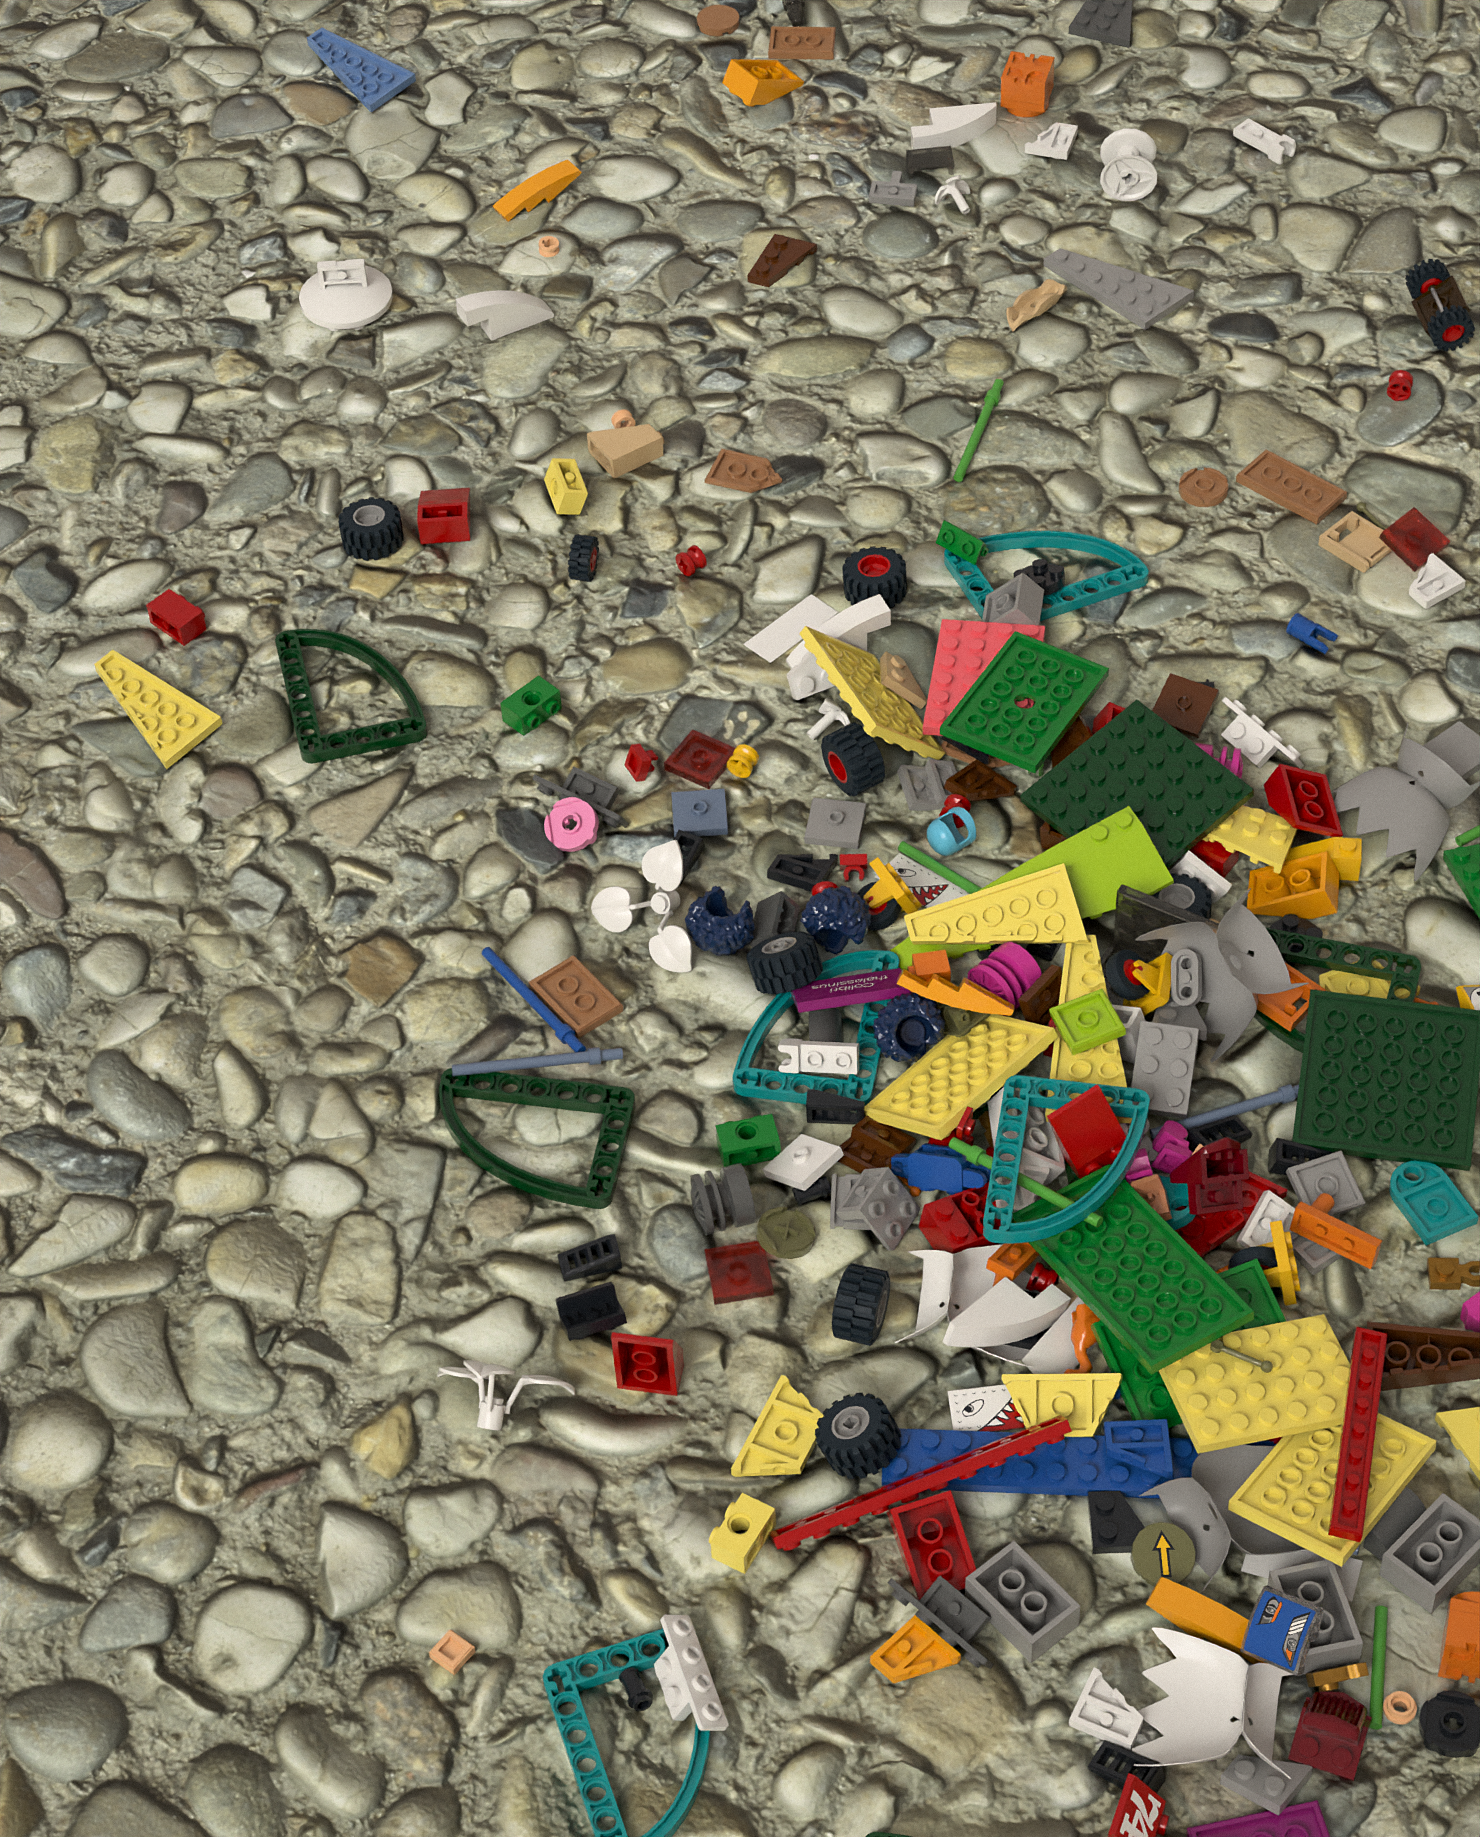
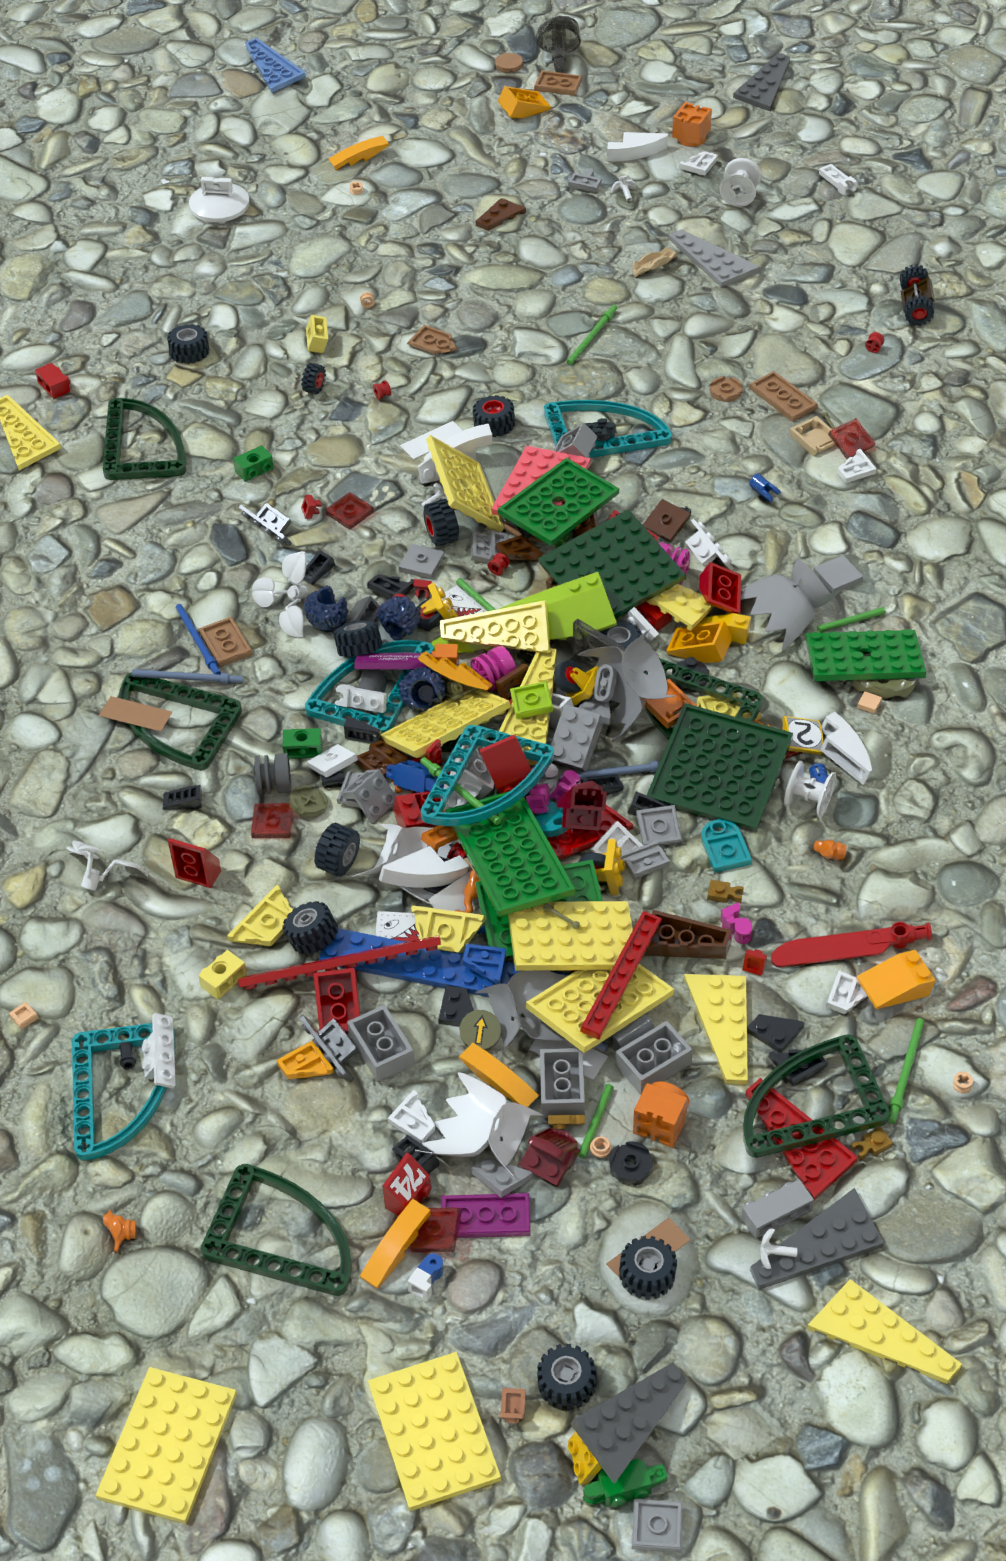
camera: 10 degrees right, 0 degrees up
(444, 515) = (236, 342): red slope -> none
(476, 1134) = (135, 713): none -> medium nougat sticker
(502, 311) = (312, 222): white slope -> none
(582, 835) = (261, 542): bright pink plate -> none
(590, 1311) = (171, 826): black bracket -> none
(625, 448) = (363, 316): tan slope -> none
(700, 812) = (338, 542): sand blue plate -> none
(742, 761) = (374, 515): yellow wheel -> none
(900, 680) = (489, 478): tan wing -> none
(929, 159) = (614, 163): clear smoke hinge -> none
(945, 837) = (487, 577): medium azure helmet -> none
(961, 543) = (555, 401): green hinge -> none
(1154, 1193) = (542, 812): nougat bracket -> none
(1281, 1630) = (534, 1085): slope -> none
(1316, 1225) = (643, 848): orange piece -> none

